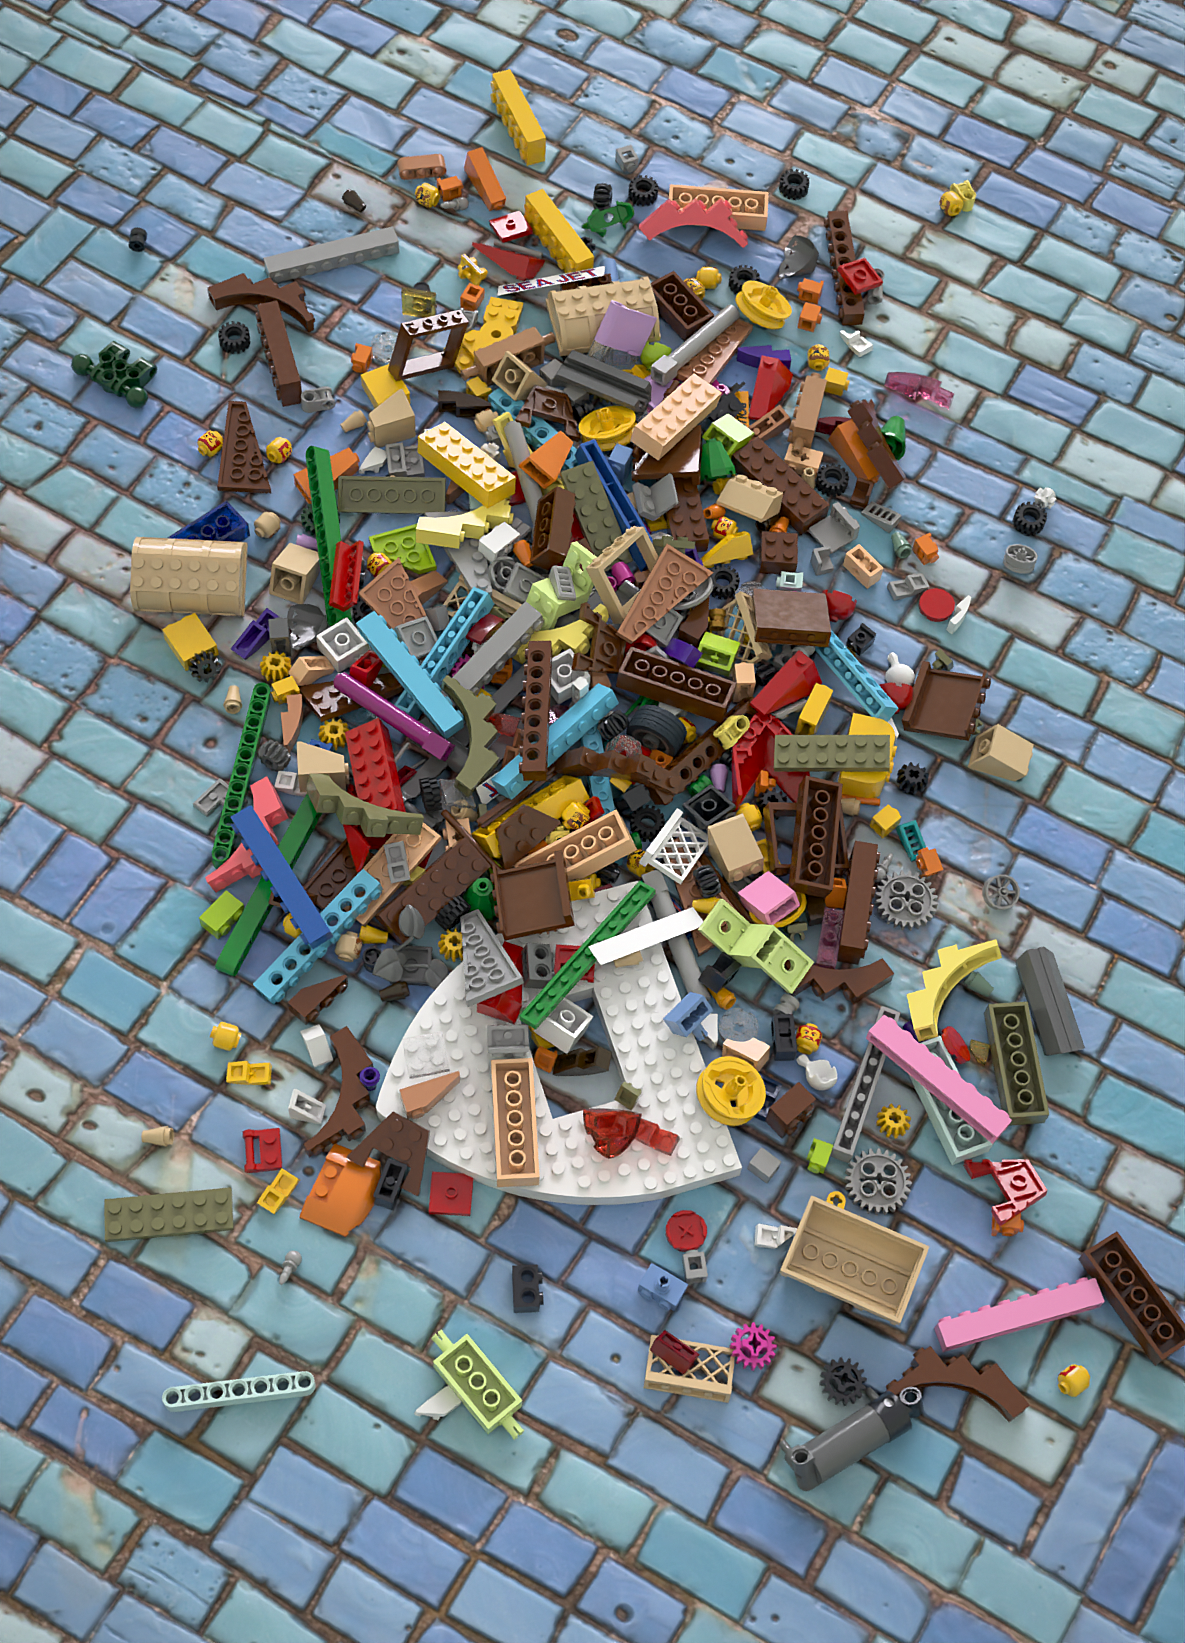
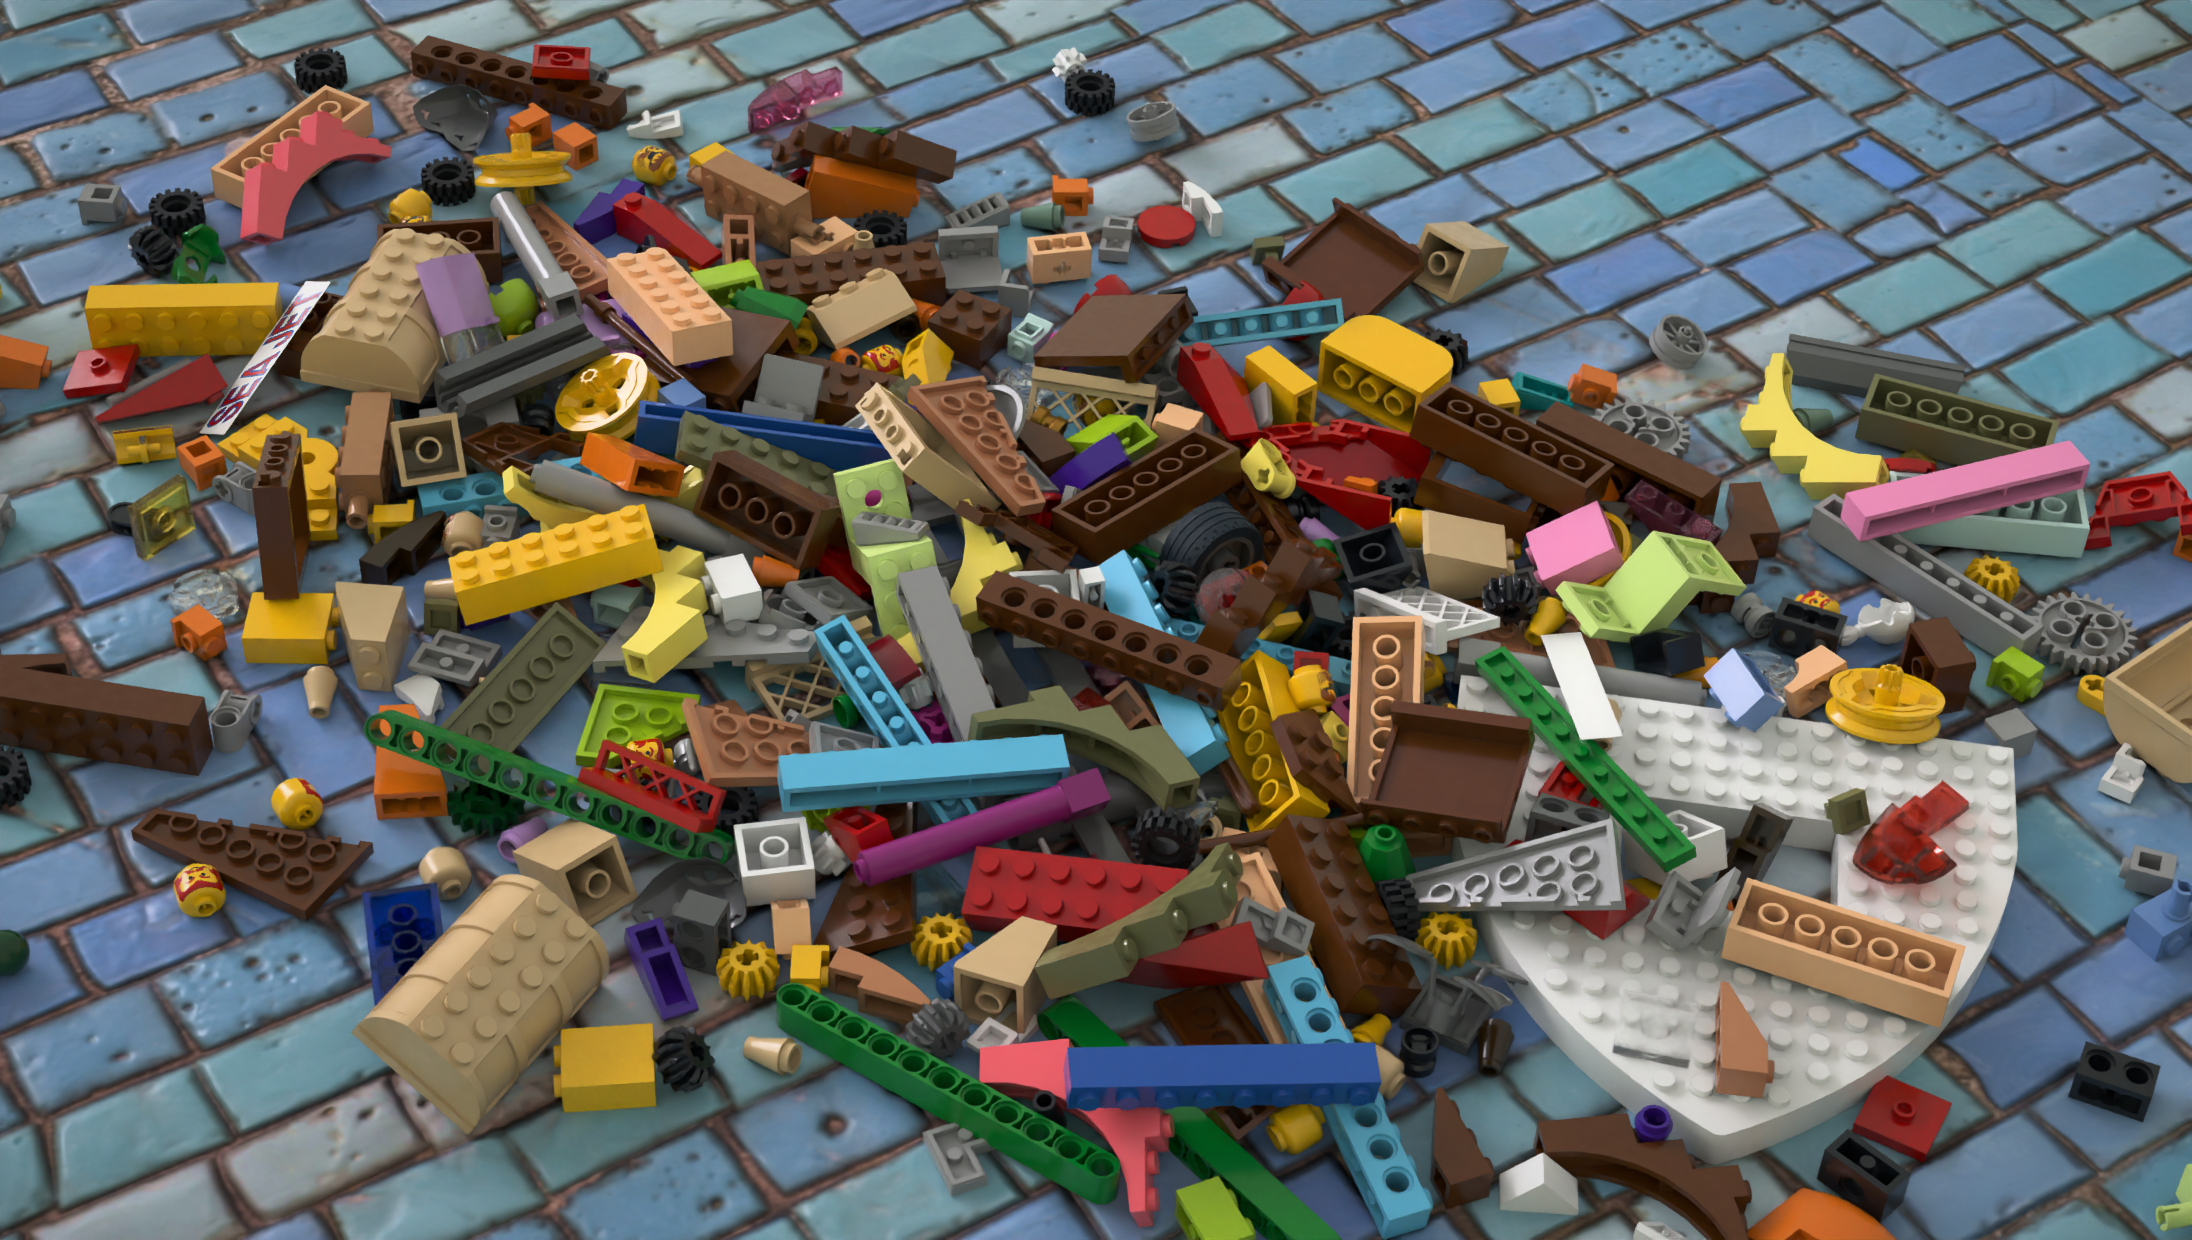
camera: 60 degrees left, 20 degrees down
(400, 1140) = (1797, 1122): reddish brown wing -> none
(686, 1231) = (2078, 866): red tile -> none
(832, 753) = (1376, 385): olive plate -> none
(862, 492) = (928, 213): reddish brown panel -> none
(898, 672) = (1260, 294): white hair -> none

